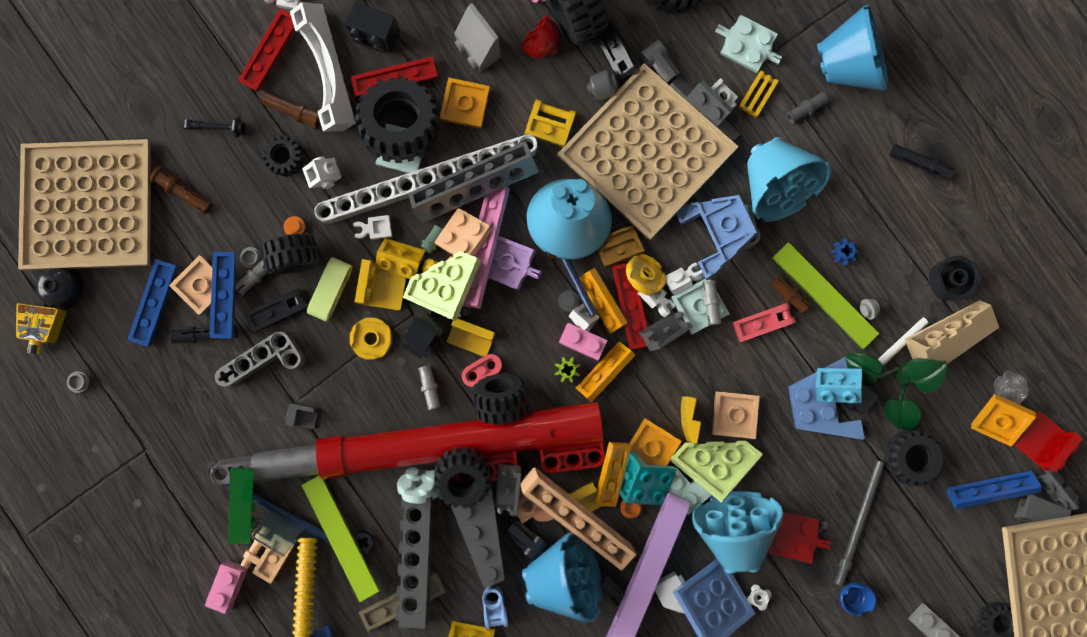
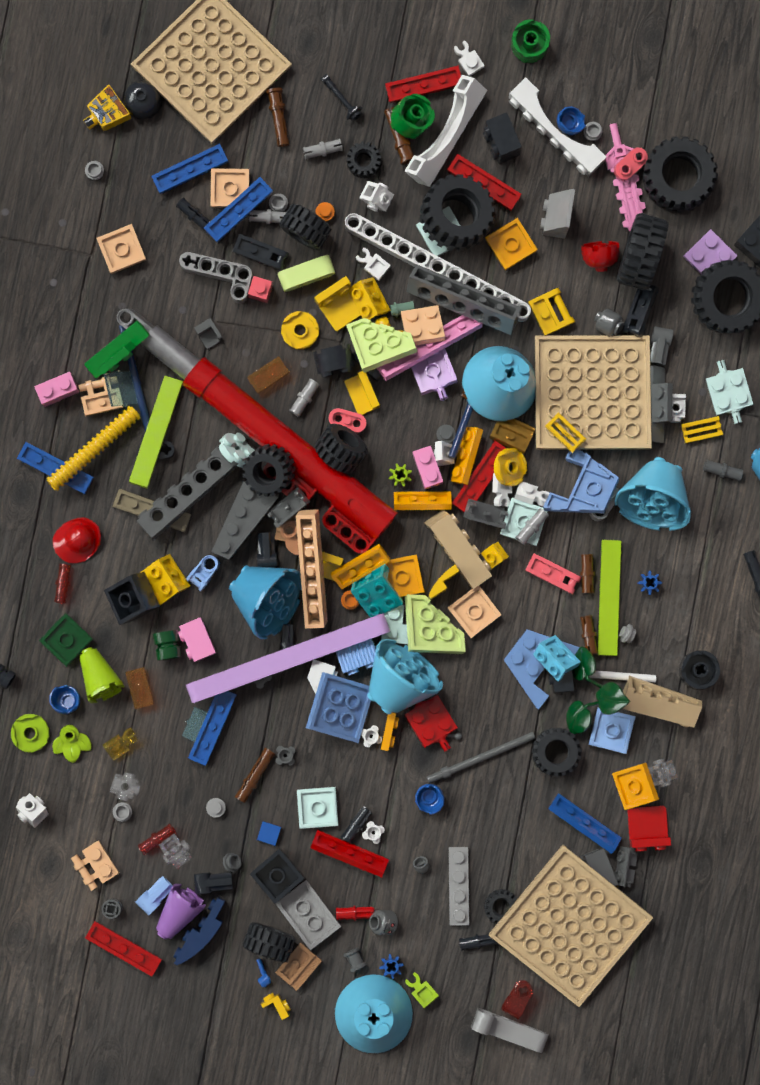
camera: 45 degrees right, 0 degrees up
(163, 421) = (121, 249): none -> light nougat plate
(241, 180) = (322, 149): none -> light grey pin
(284, 82) = (412, 116): none -> green brick
(306, 339) = (260, 289): none -> coral brick
(382, 399) = (268, 374): none -> clear orange plate
(642, 204) = (553, 421): none -> yellow tile
(673, 379) = (458, 548): none -> tan wedge
(685, 548) = (356, 656): none -> light blue brick
(705, 355) = (494, 554): none -> yellow bracket
(775, 586) = (388, 739): none -> light orange plate
(841, 340) = (589, 634): none -> reddish brown pin
(939, 403) = (612, 731): none -> light blue plate

